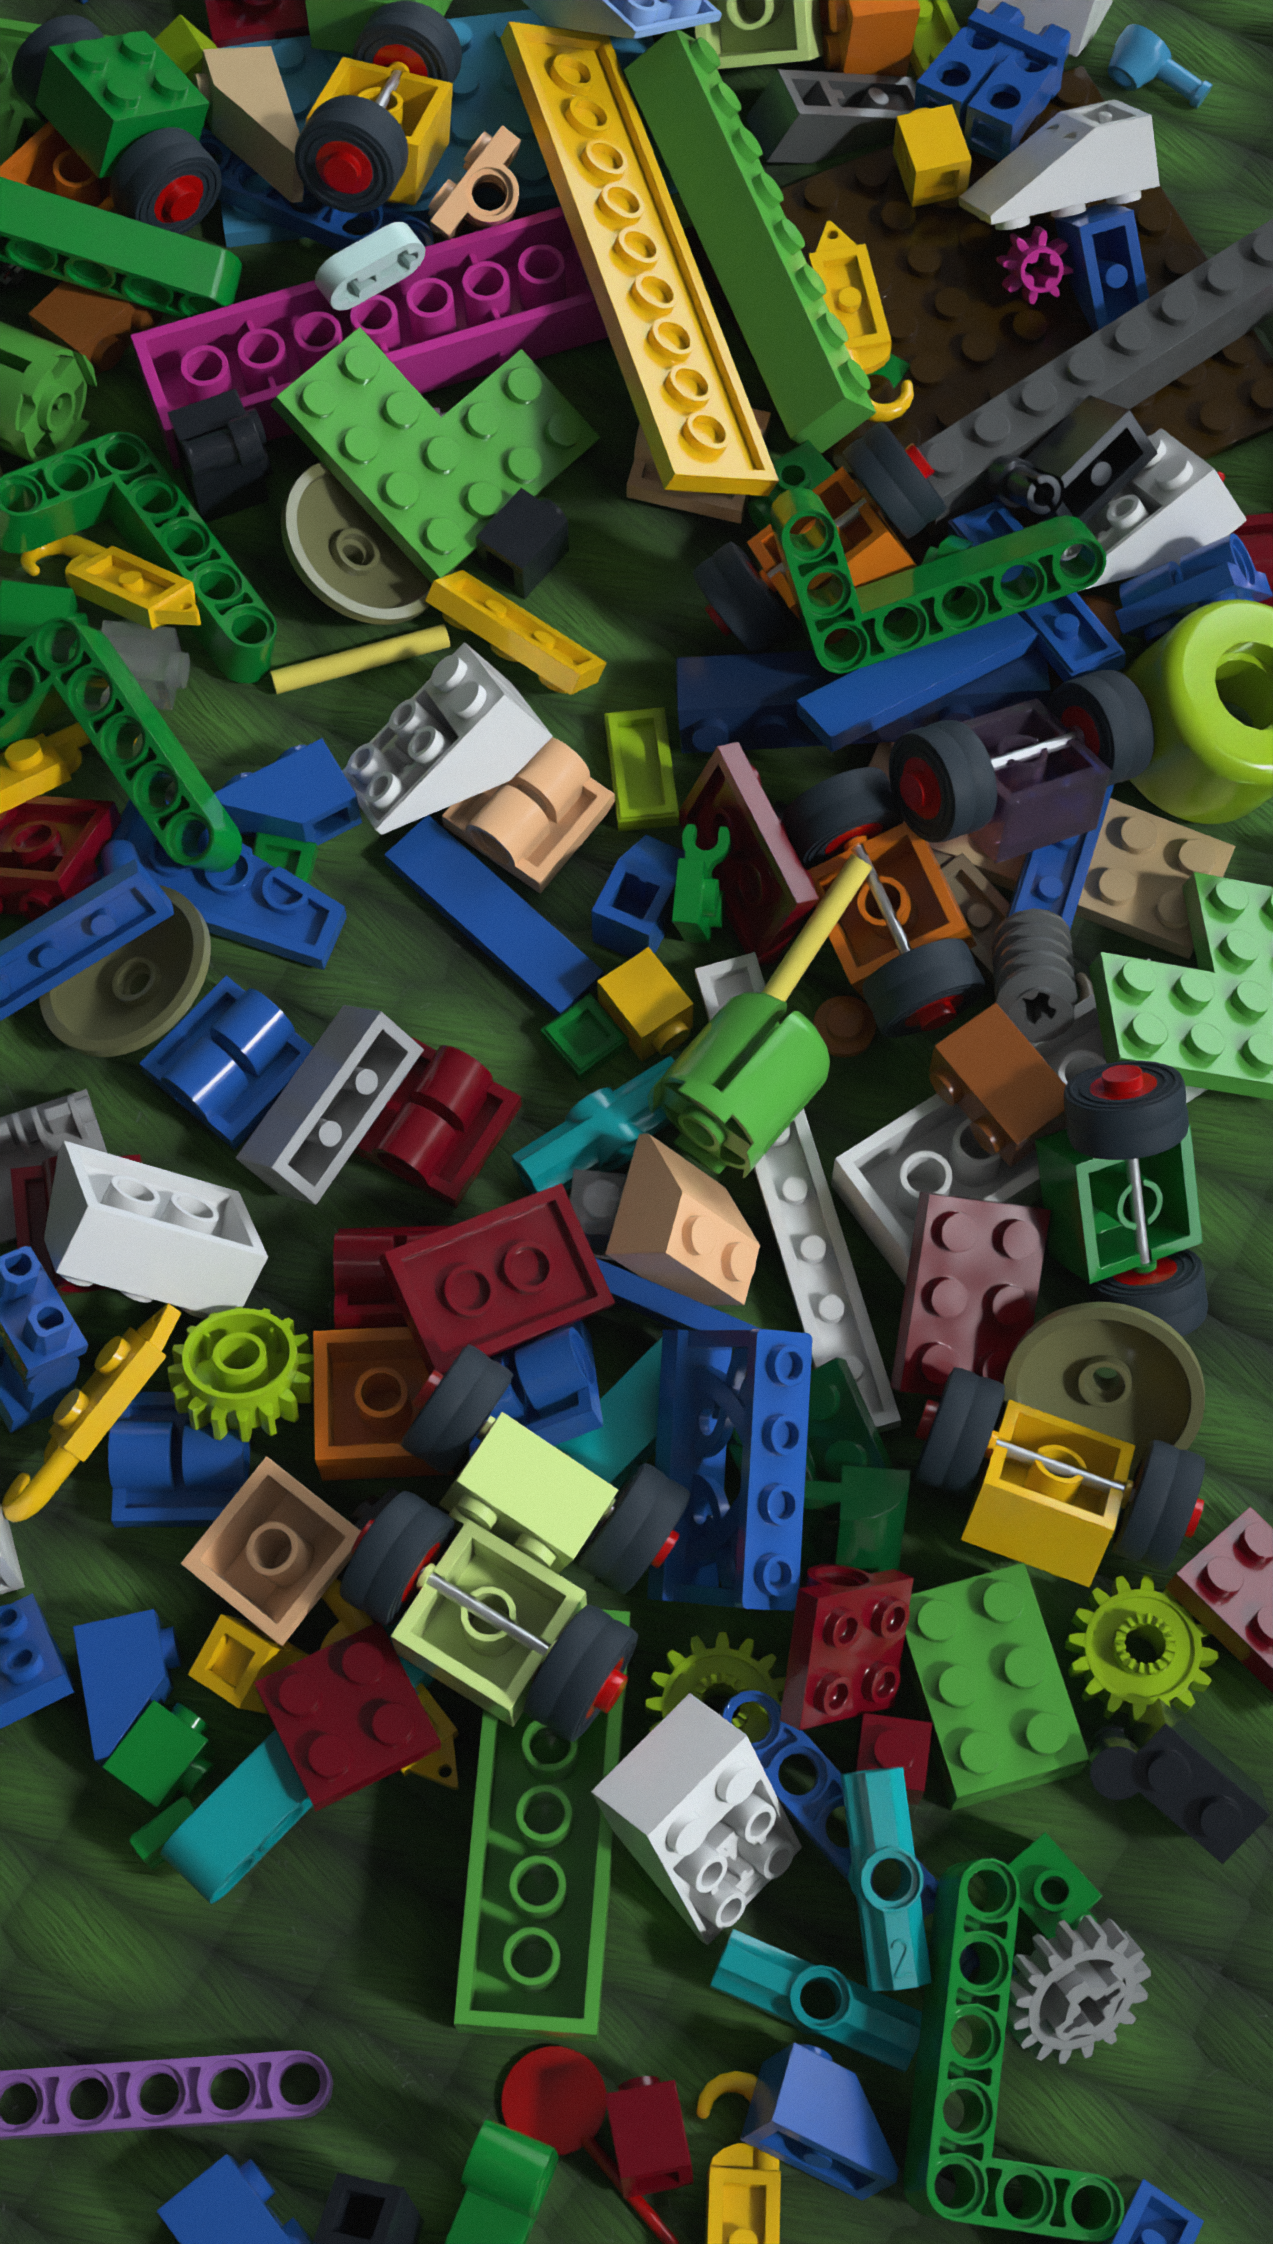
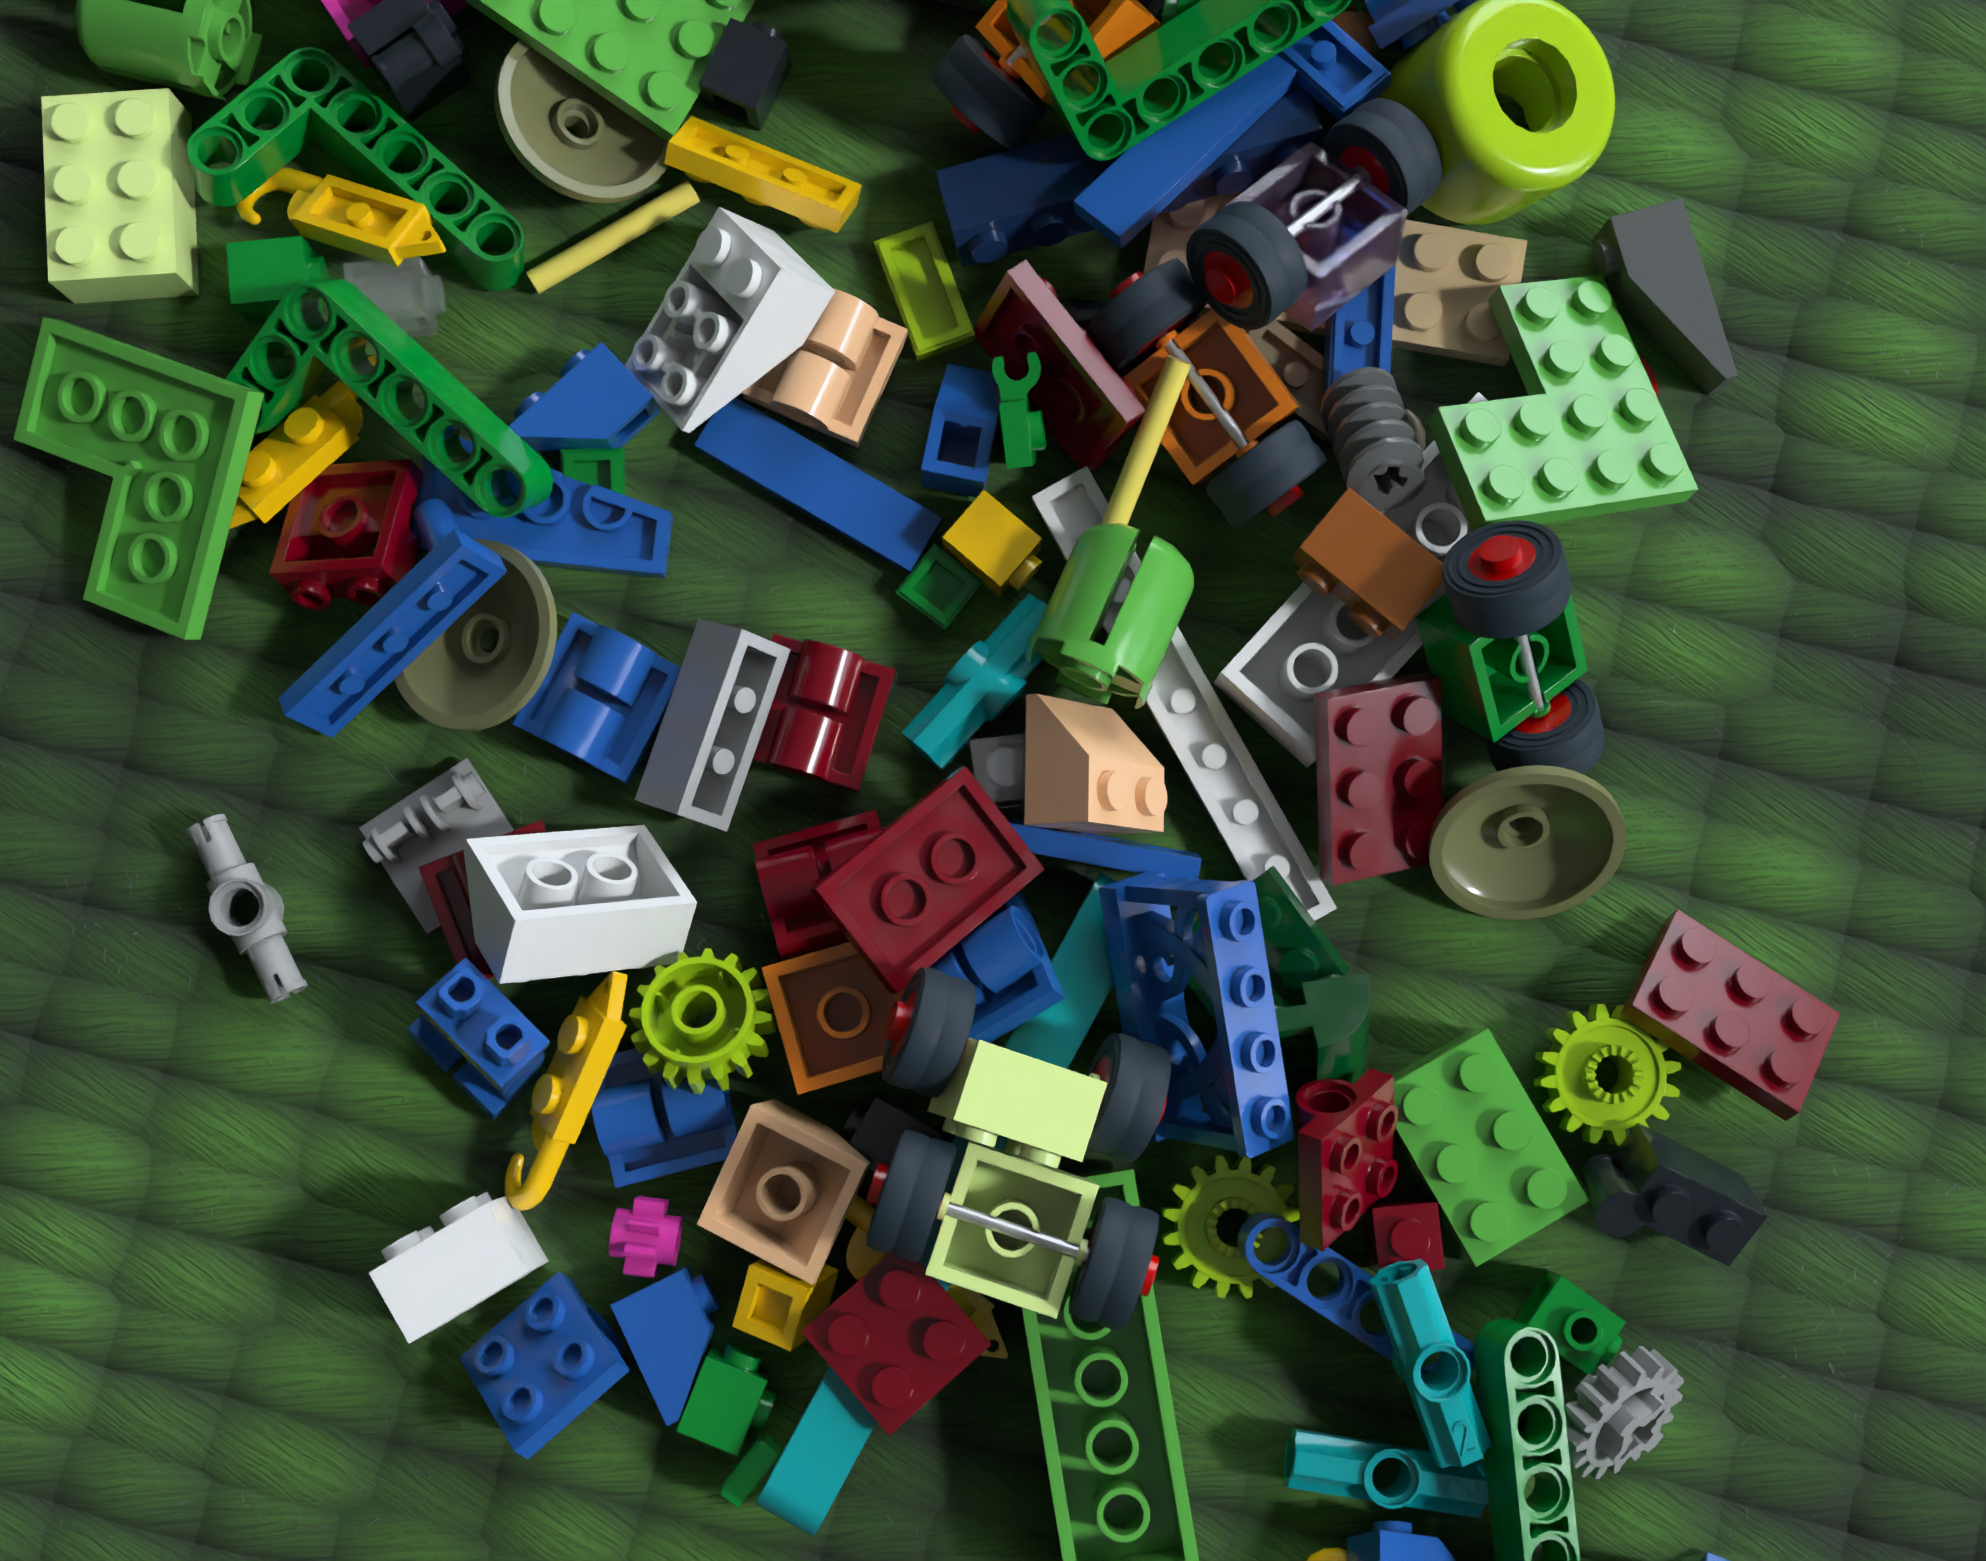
camera: 20 degrees left, 15 degrees up
(127, 1575) = (645, 1236): none -> dark pink gear
(699, 1816) = (1244, 1345): white slope -> none
(845, 1025) = (1189, 519): dark orange plate -> none
(1054, 1485) = (1503, 946): brick -> none

